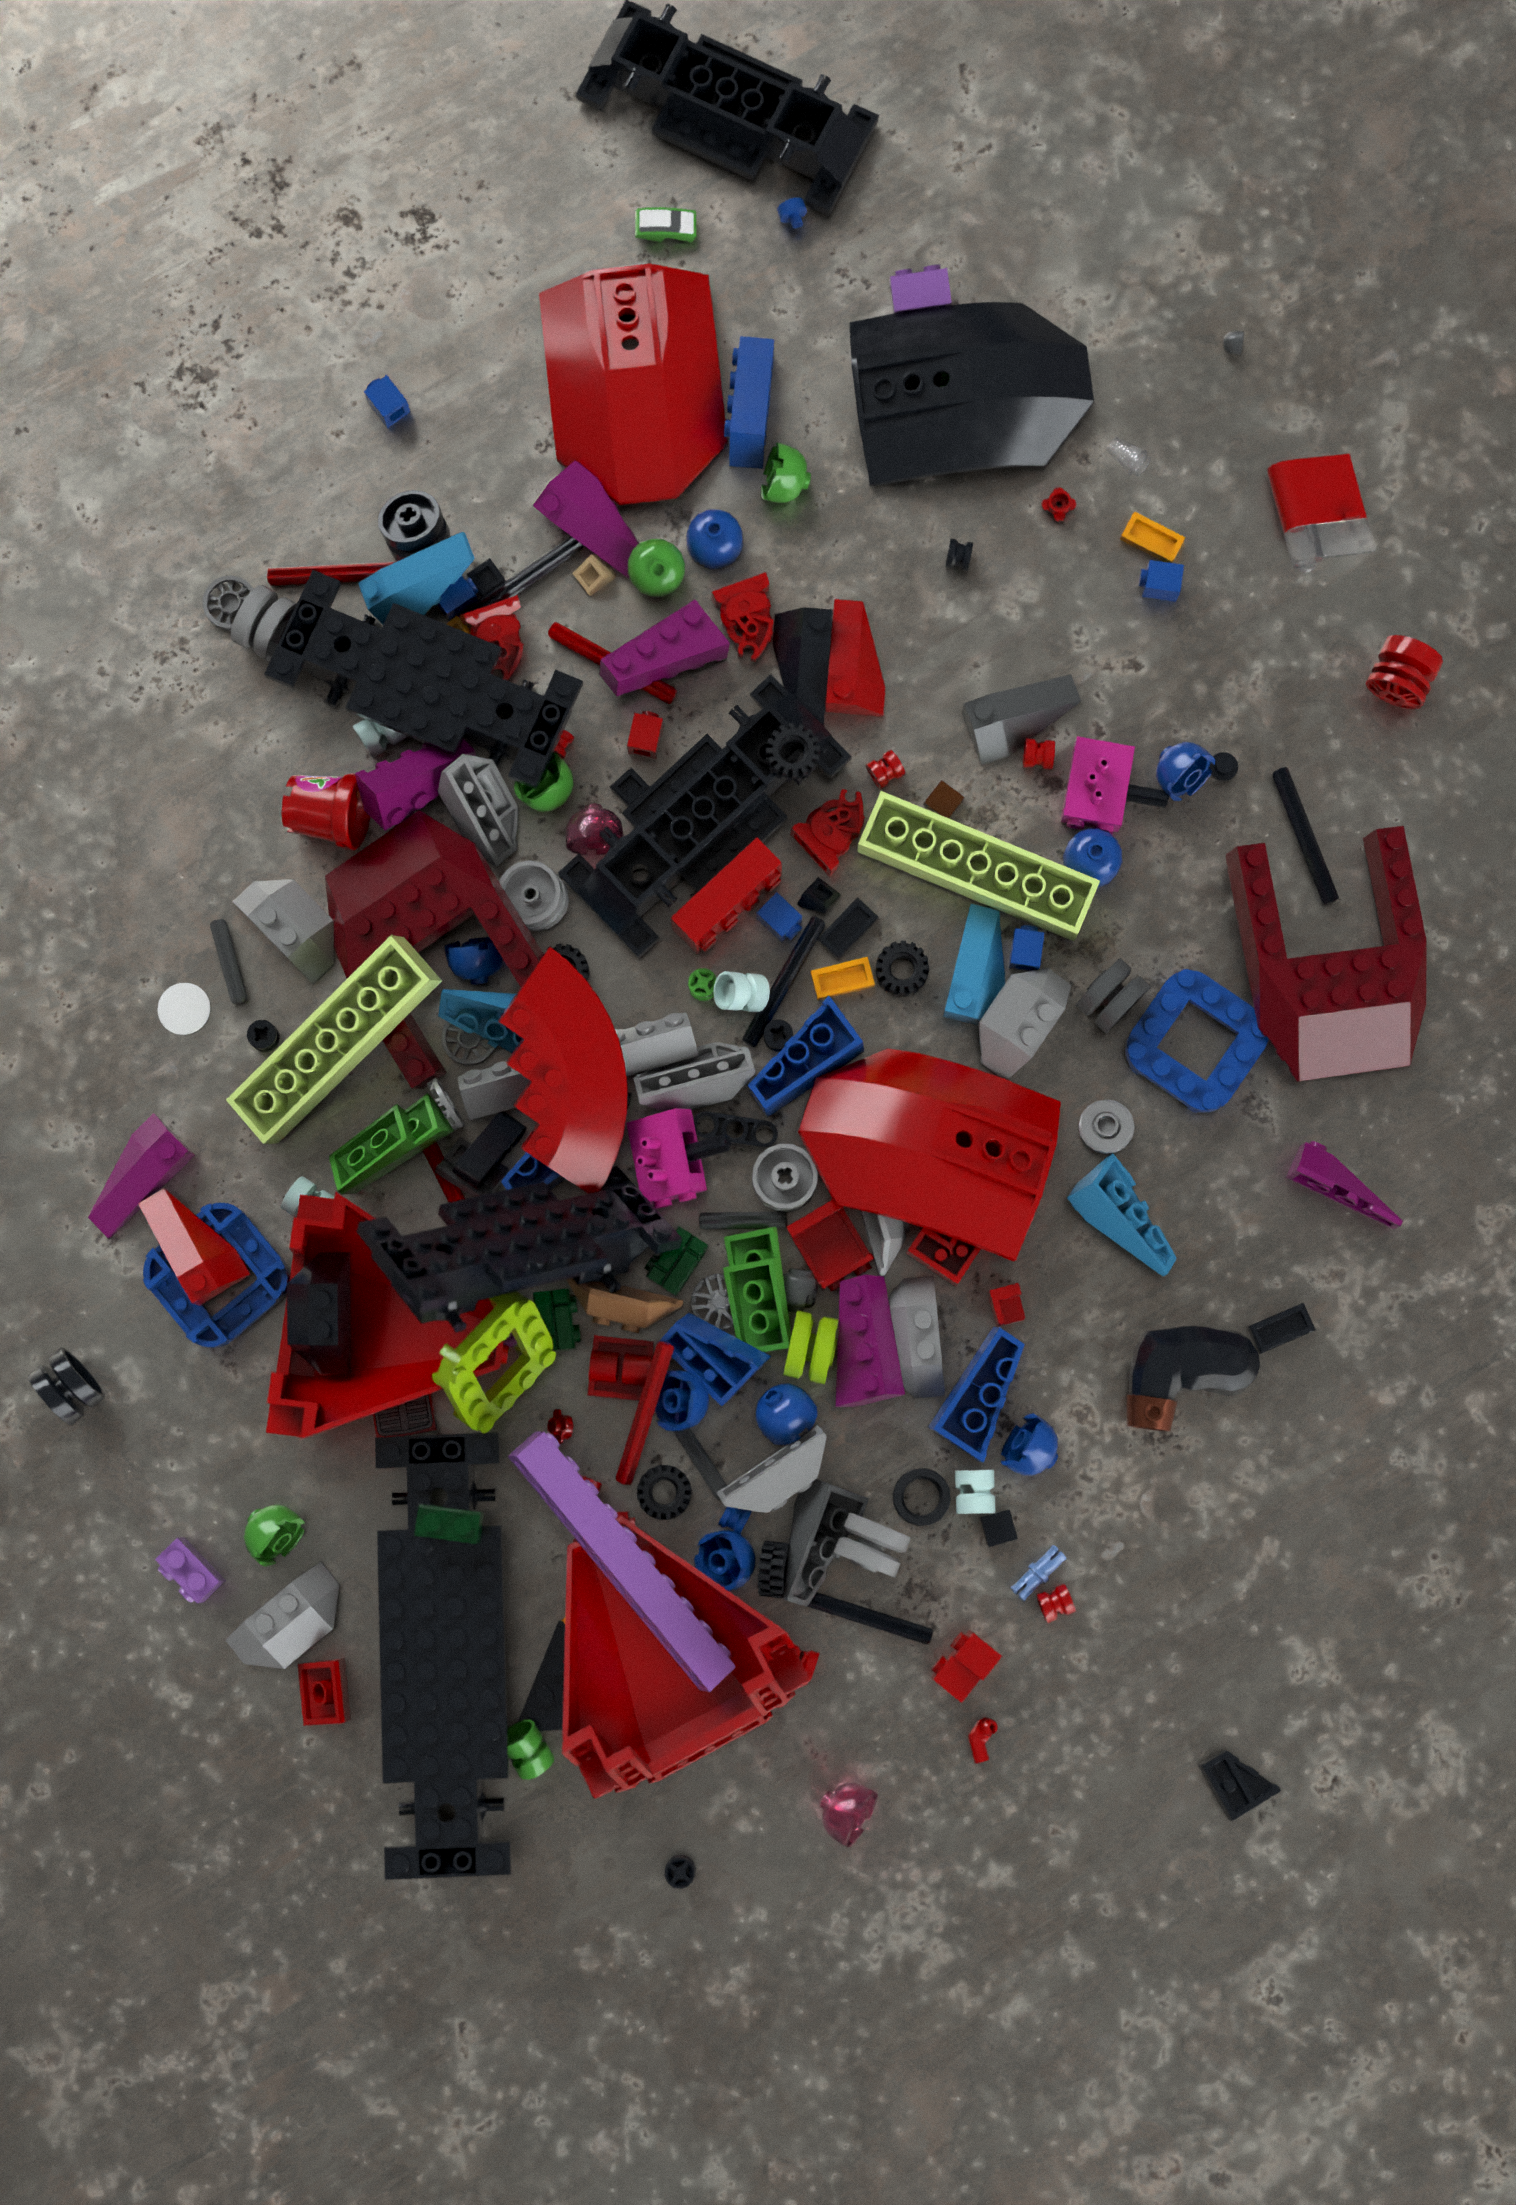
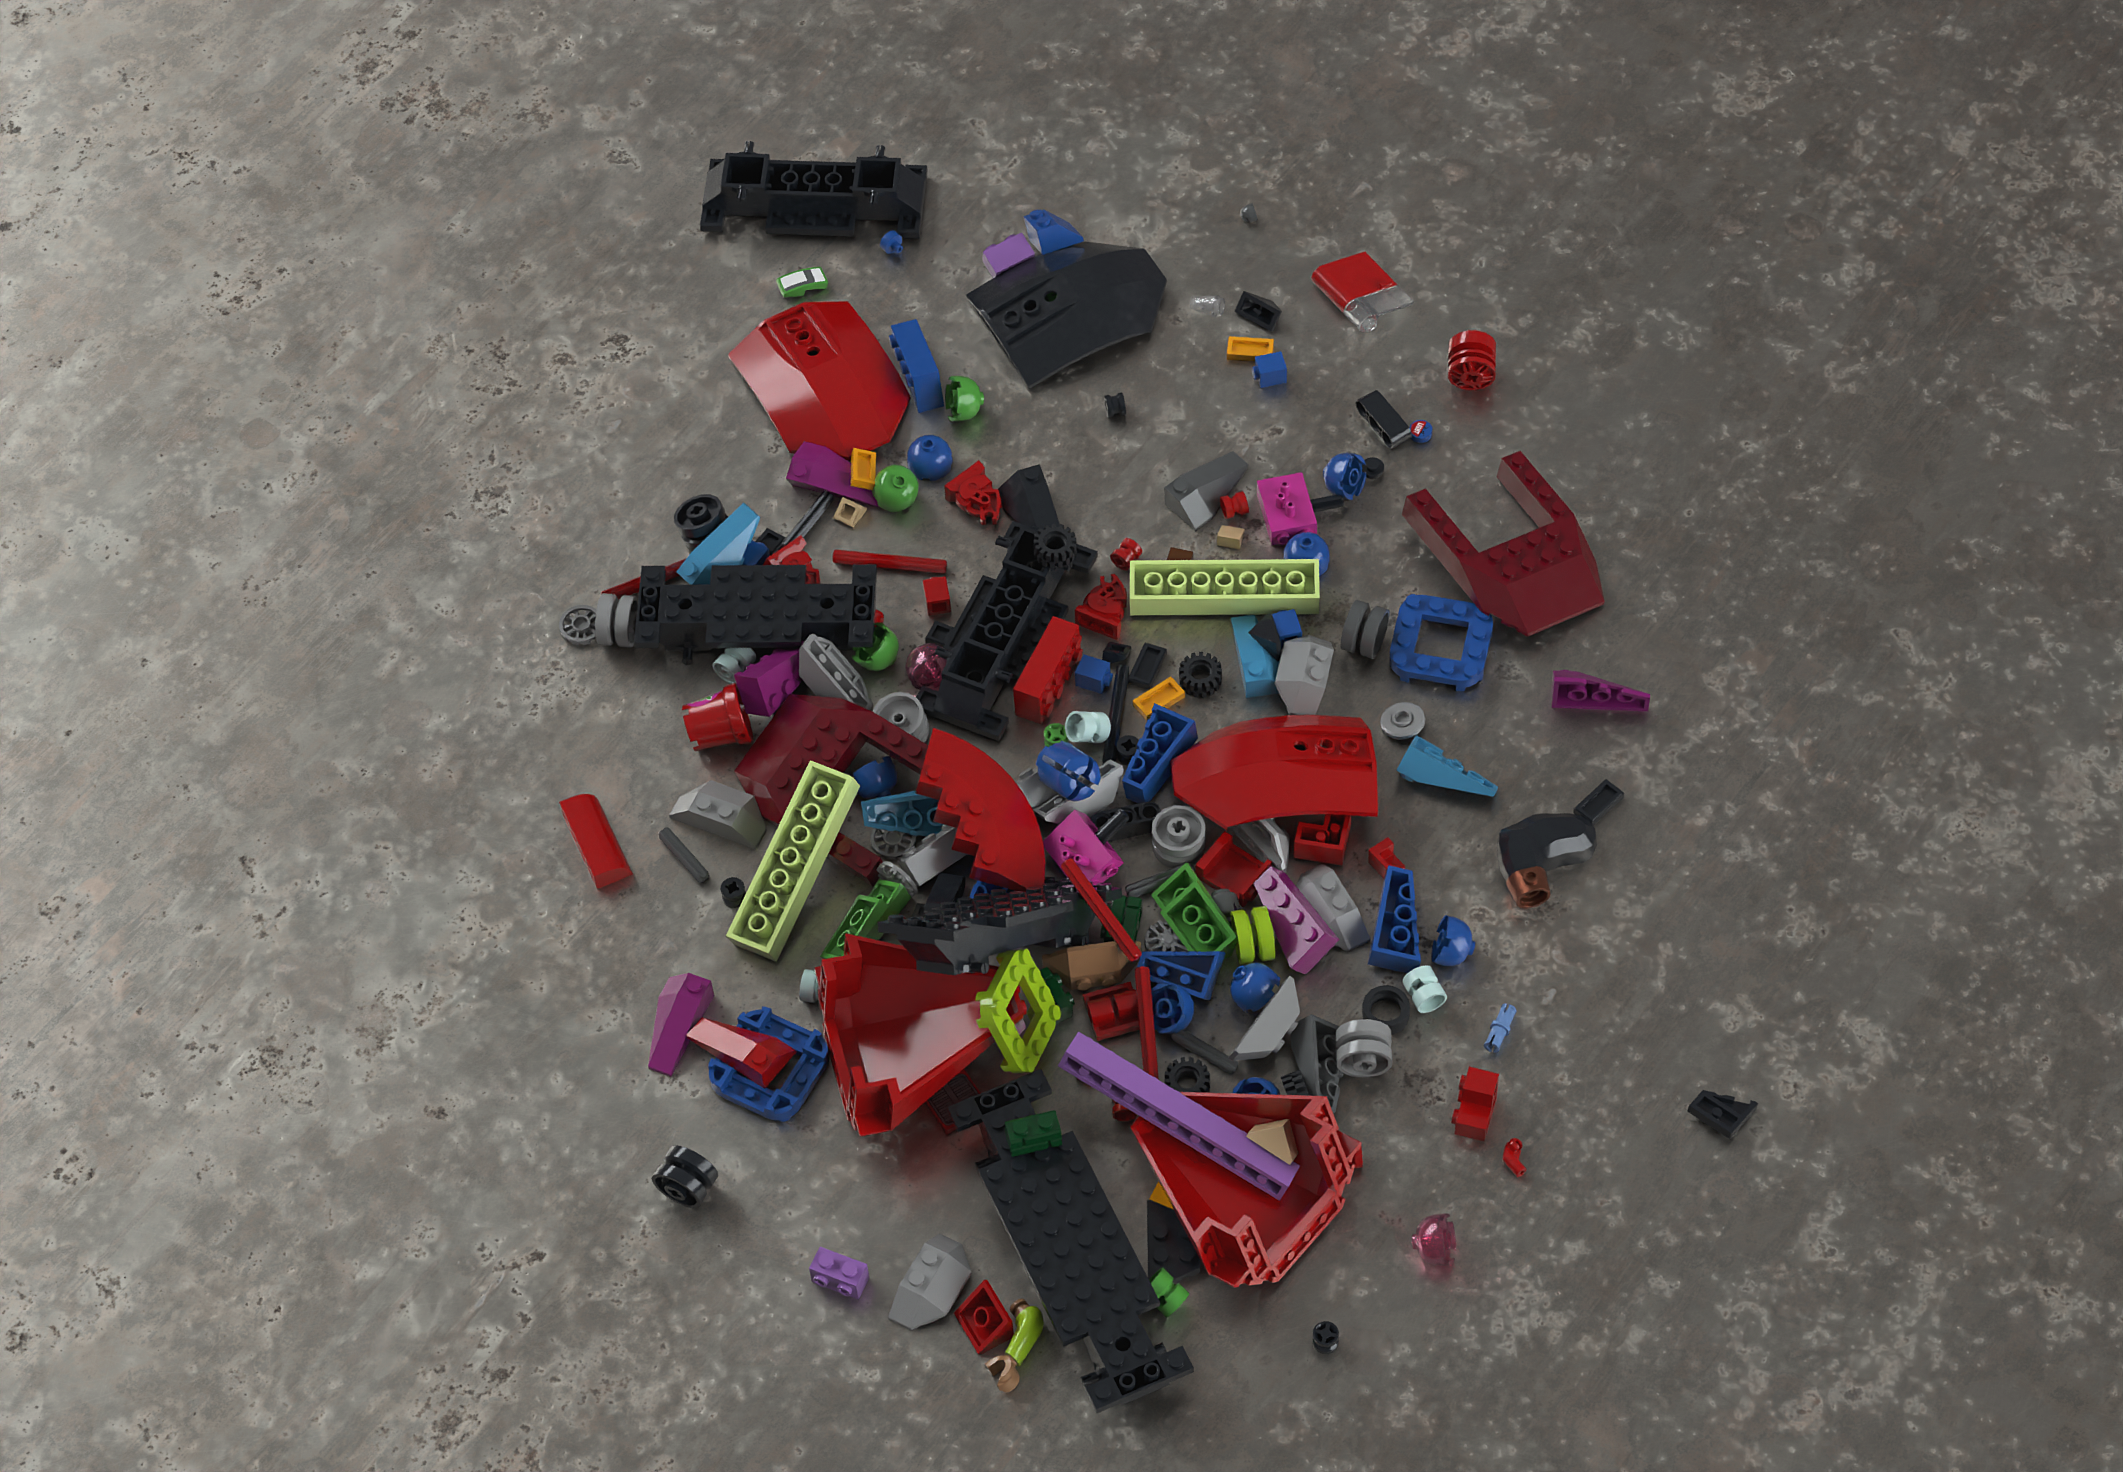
camera: 20 degrees left, 25 degrees down
(137, 901) = (595, 839): none -> red brick
(183, 1008) = (661, 901): white sticker -> none
(272, 1532) = (894, 1220): bright green cylinder -> none
(322, 1313) = (862, 1043): black wedge -> none
(358, 1733) = (1029, 1326): none -> piece
(386, 401) = (644, 456): blue brick -> none
(627, 528) = (863, 468): none -> light orange tile
(645, 1261) = (1101, 910): none -> red axle
(669, 647) = (926, 533): magenta wedge -> none
(686, 1059) = (1074, 764): none -> blue cylinder
(719, 1629) = (1276, 1138): none -> tan slope
(735, 1518) = (1248, 1072): blue wheel -> none
(854, 669) = (1071, 501): red wedge -> none
(871, 1618) = (1388, 1108): black axle -> none
(986, 276) = (1050, 232): none -> blue slope
(996, 954) = (1266, 635): none -> black slope
(998, 1528) = (1455, 1011): black tile -> none
(1017, 792) = (1230, 537): none -> tan slope
(1057, 1602) = (1522, 1042): red wheel -> none
(1064, 498) = (1172, 351): red plate -> none
(1187, 488) = (1259, 310): none -> black slope
(1265, 706) = (1383, 419): none -> black beam
(1302, 738) = (1421, 431): none -> tile
(1305, 835) = (1454, 489): black axle -> none

